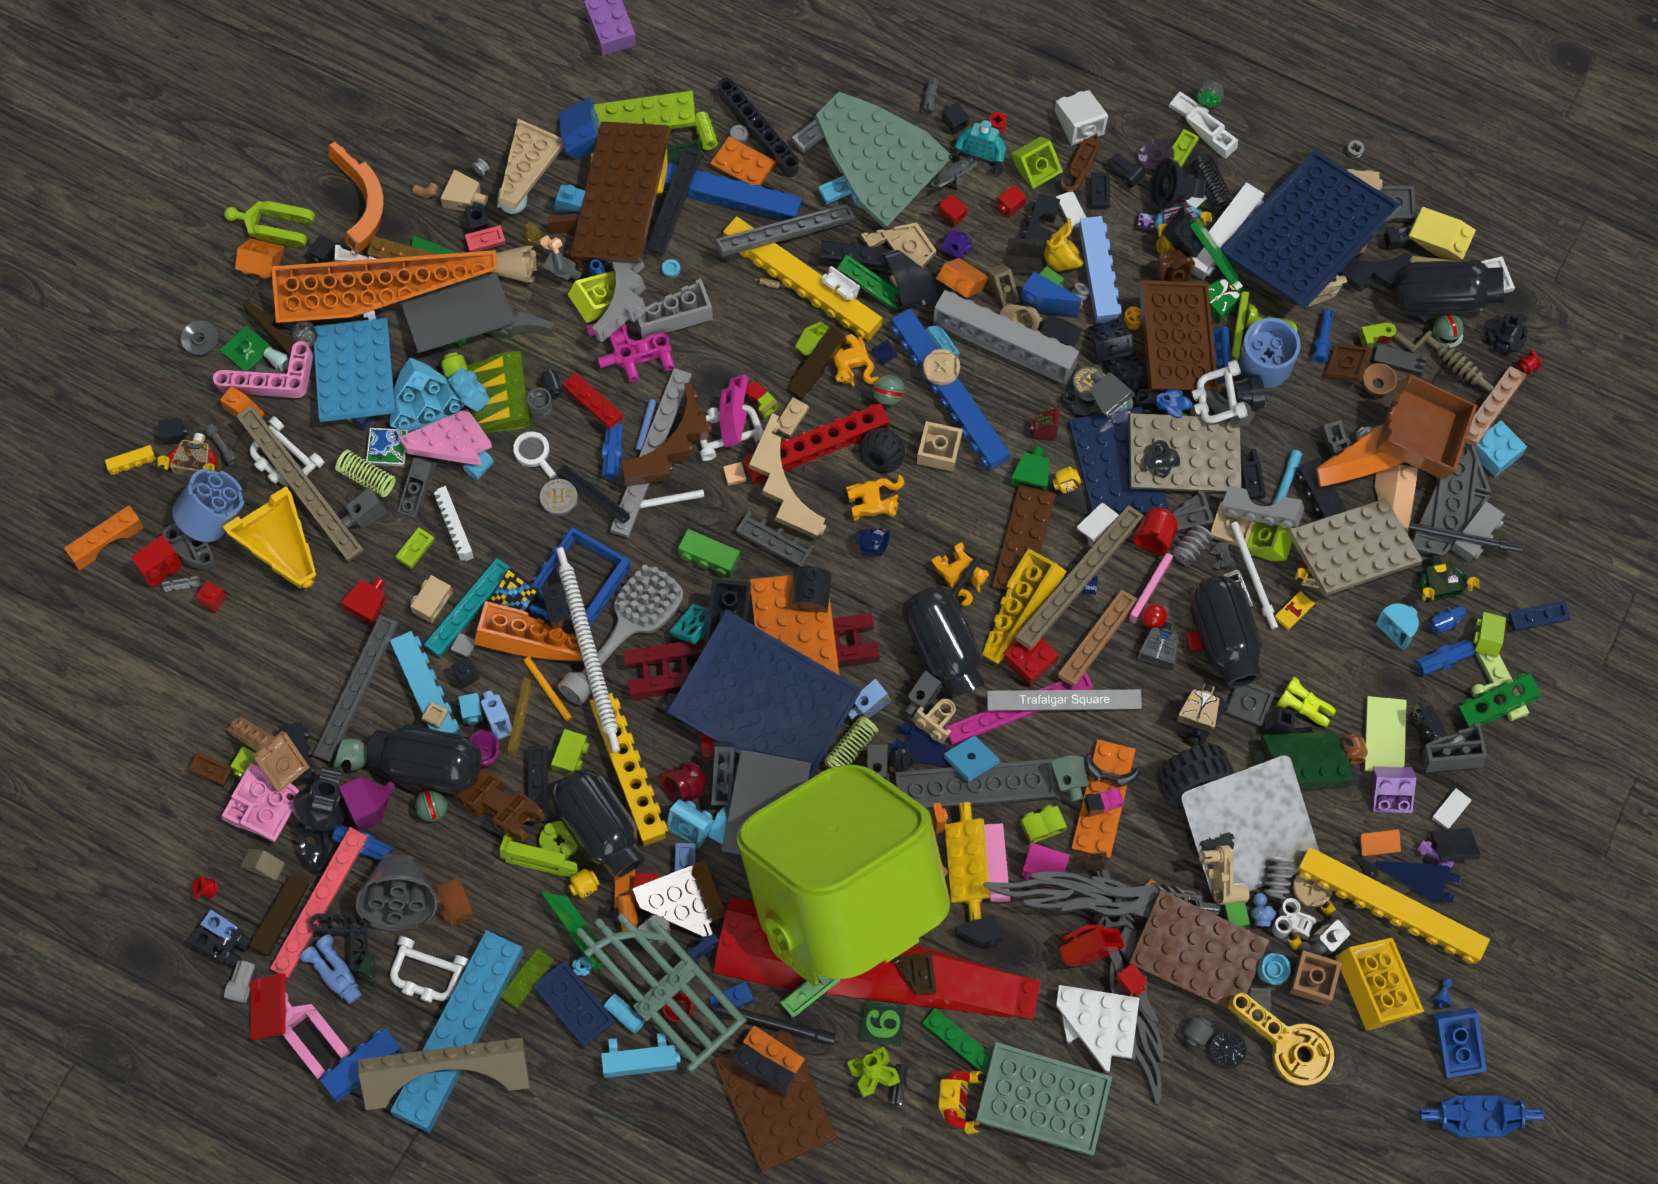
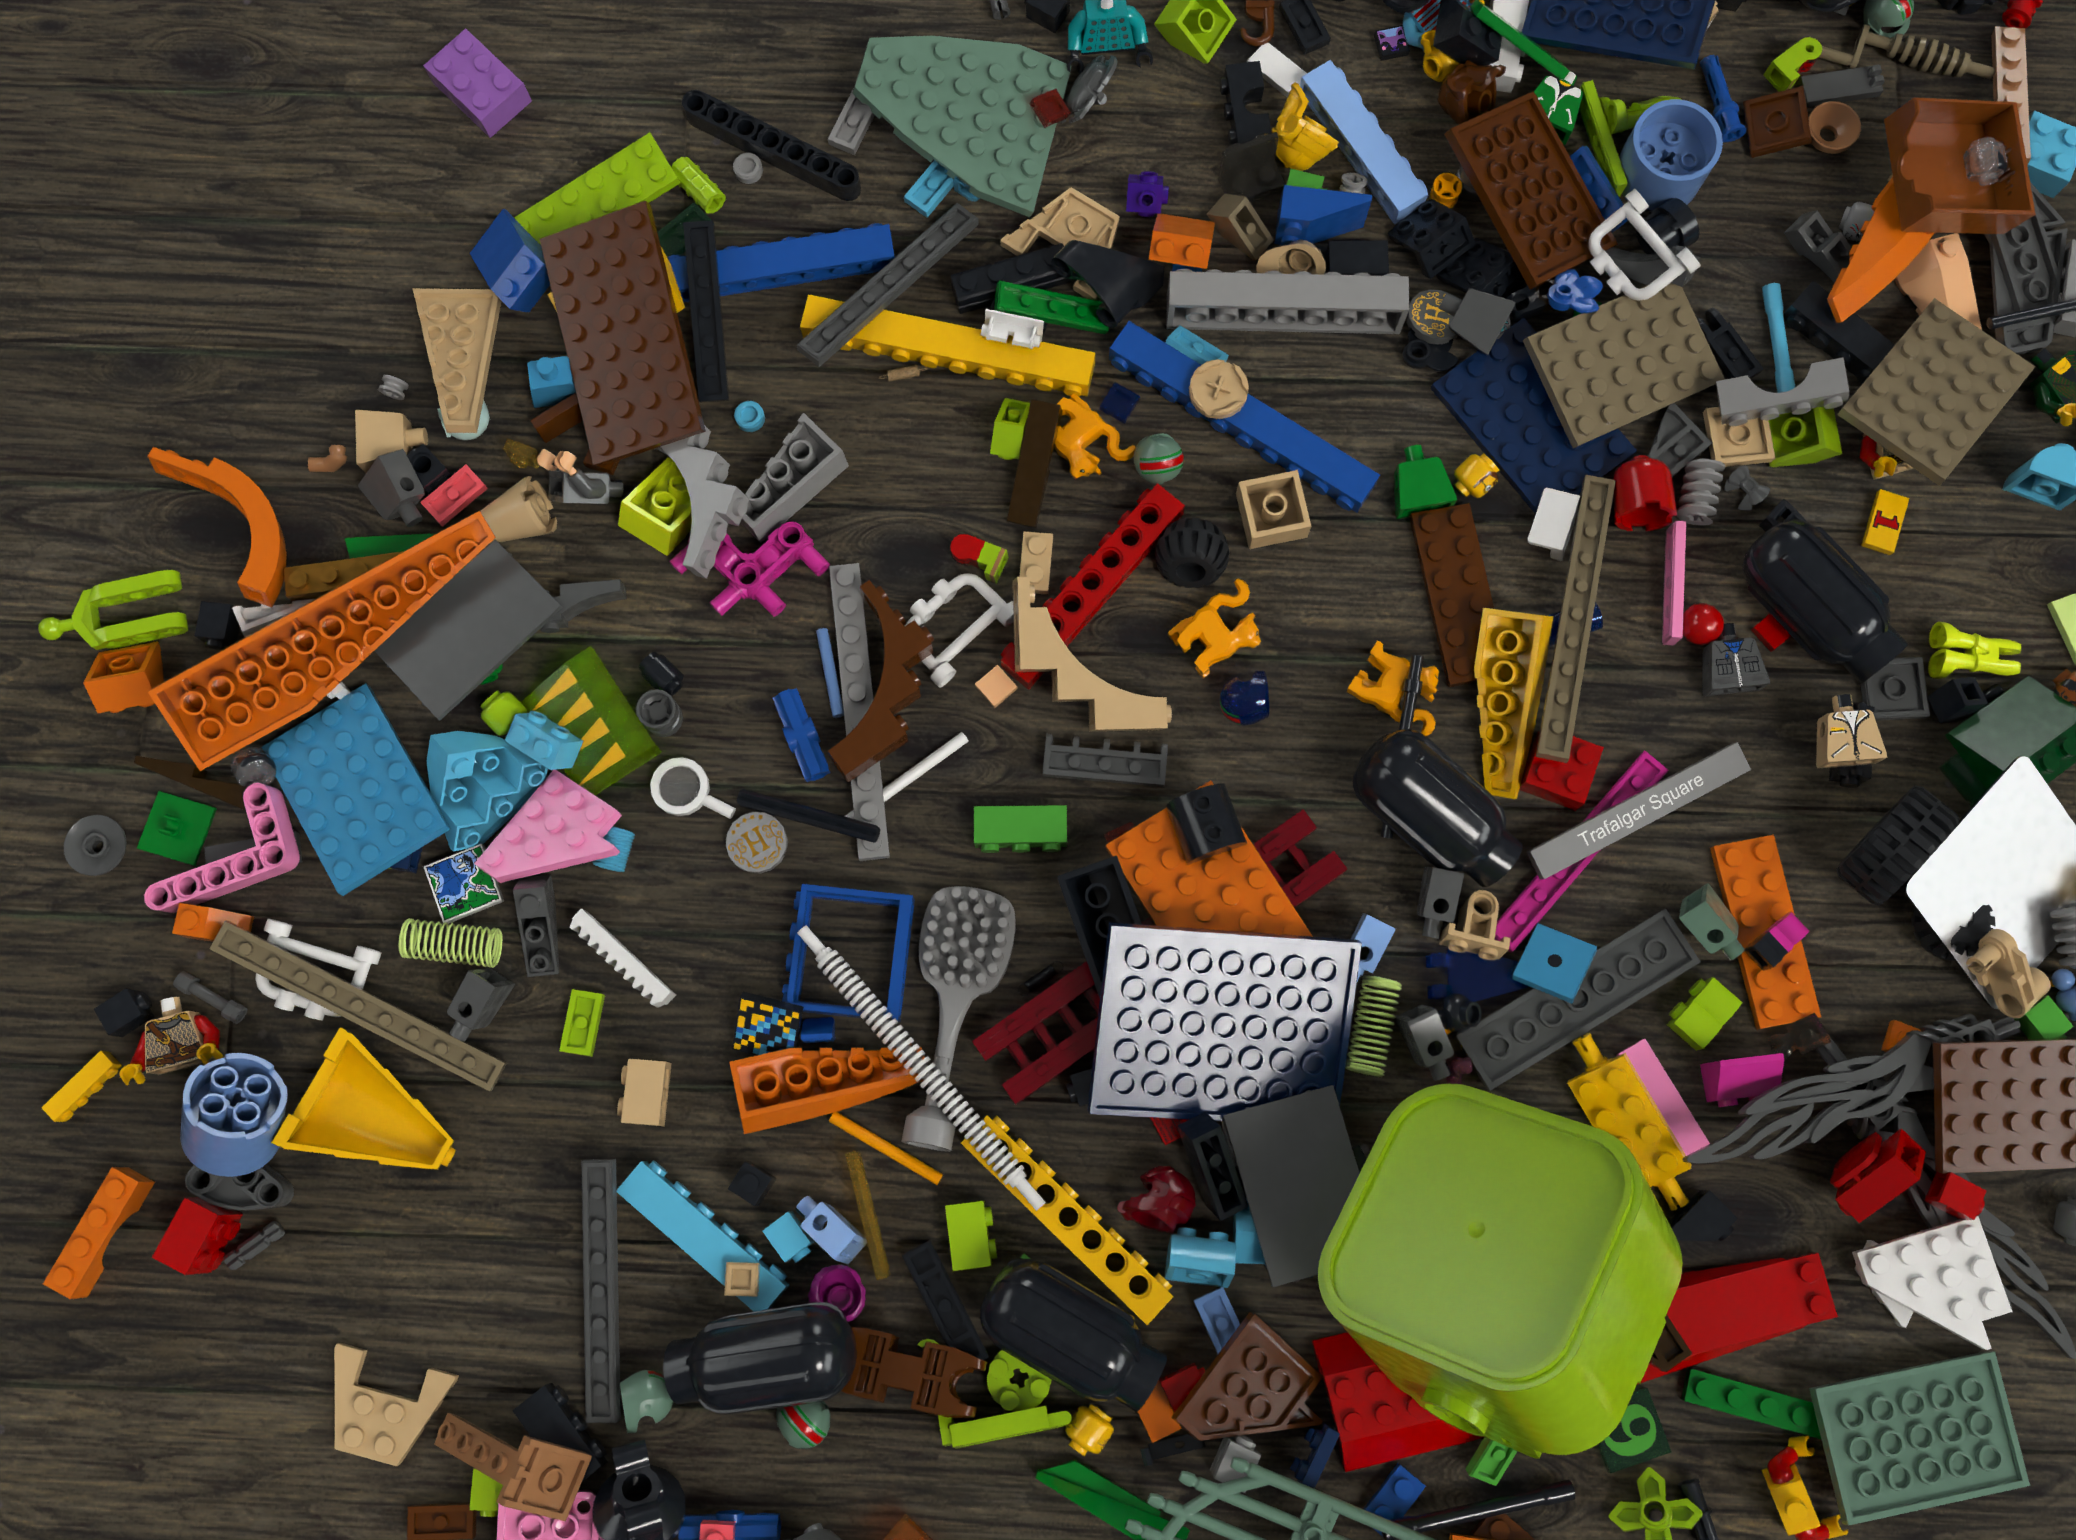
camera: 20 degrees left, 10 degrees up
(202, 704) = (376, 1421): none -> tan wing
(211, 596) = (309, 1248): red brick -> none
(277, 359) = (230, 823): light aqua cone -> none
(366, 600) = (549, 1141): red torso -> none
(366, 801) = (703, 1468): magenta piece -> none
(454, 220) = (394, 488): none -> dark grey torso
(463, 645) = (728, 1140): light grey tile -> none
(466, 609) = (706, 1080): teal plate -> none
(556, 605) = (841, 1022): black brick -> none
(592, 400) = (735, 672): red plate -> none
(593, 271) = (640, 474): blue cone -> none
(626, 906) = (1179, 1447): orange axle -> none
(688, 622) = (1040, 948): teal piece -> none
(731, 412) = (948, 596): dark pink slope -> none
(742, 162) = (774, 209): orange plate -> none
(925, 173) = (1050, 108): none -> clear red tile
(938, 817) = (1557, 1079): orange plate -> none
(952, 210) = (1112, 146): red brick -> none
(1011, 201) = (1189, 95): red brick -> none
(1045, 425) = (1408, 407): dark red slope -> none
(1097, 638) = (1639, 694): medium nougat plate -> none
(1098, 774) = (1783, 894): black piece -> none
(1161, 461) = (1603, 384): black plate -> none
(1267, 609) = (1848, 538): white bar -> none
(1446, 431) = (1985, 161): none -> clear head

